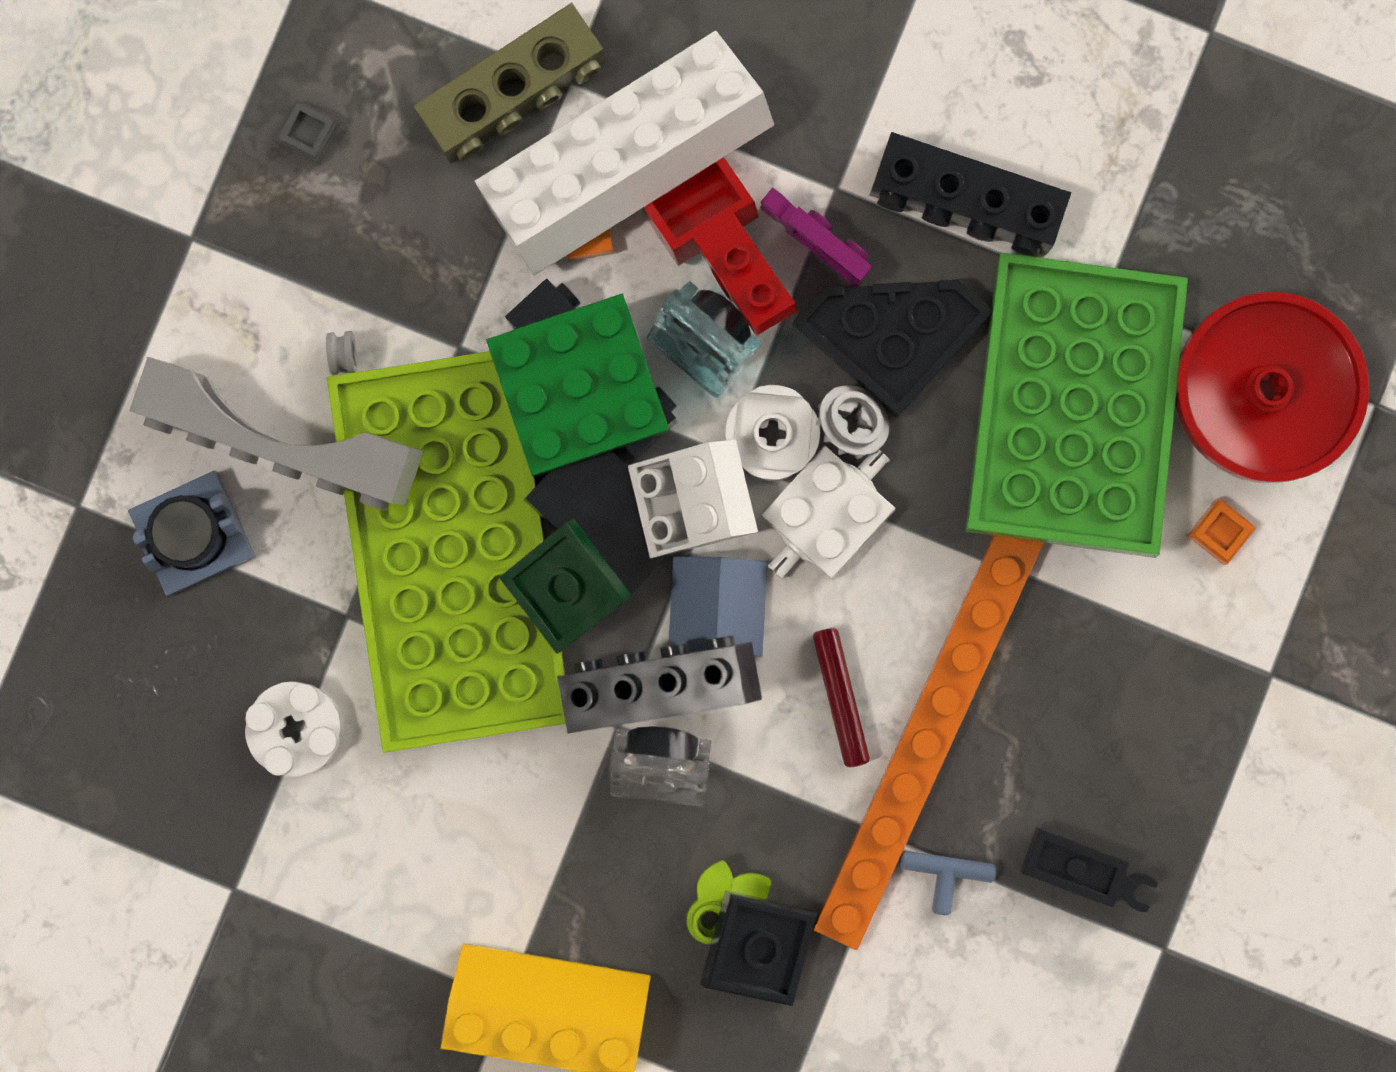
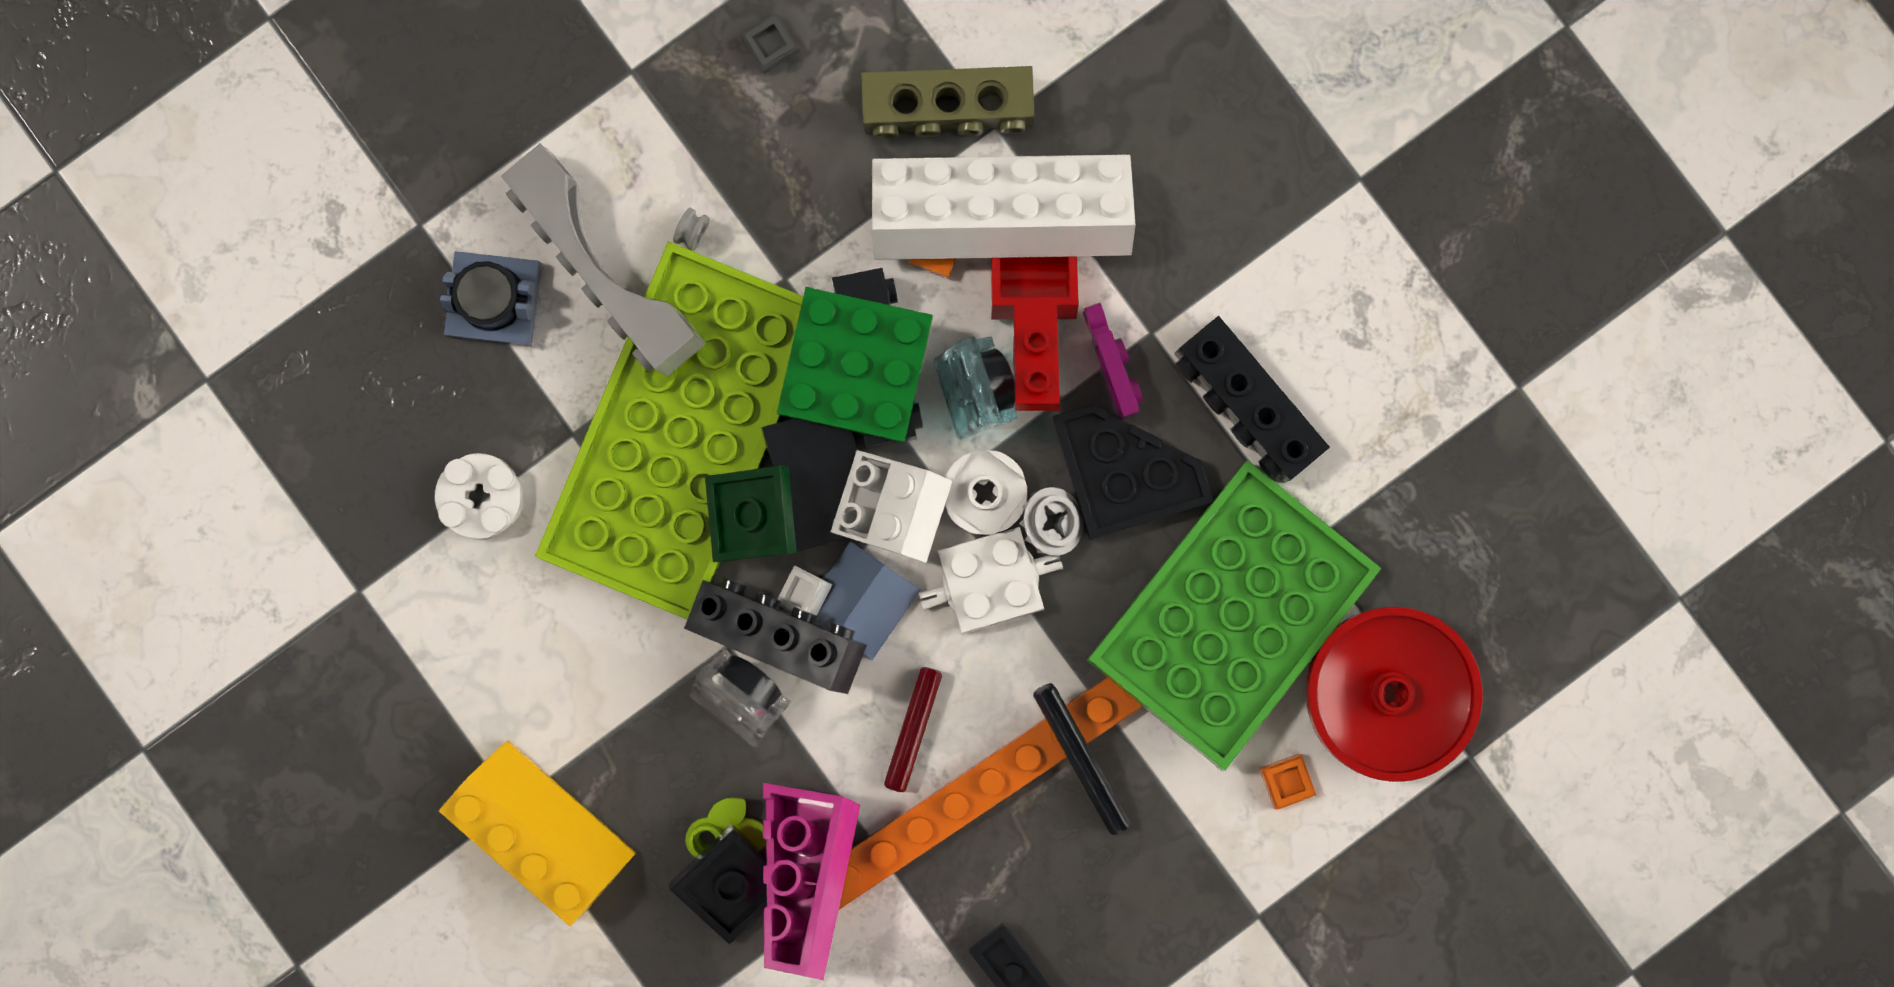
camera: 30 degrees right, 0 degrees up
(658, 630) = (804, 591): none -> white tile
(825, 895) = (805, 875): none -> dark pink wedge
(947, 871) = (912, 913): sand blue piece -> none
(1017, 626) = (1081, 758): none -> black axle

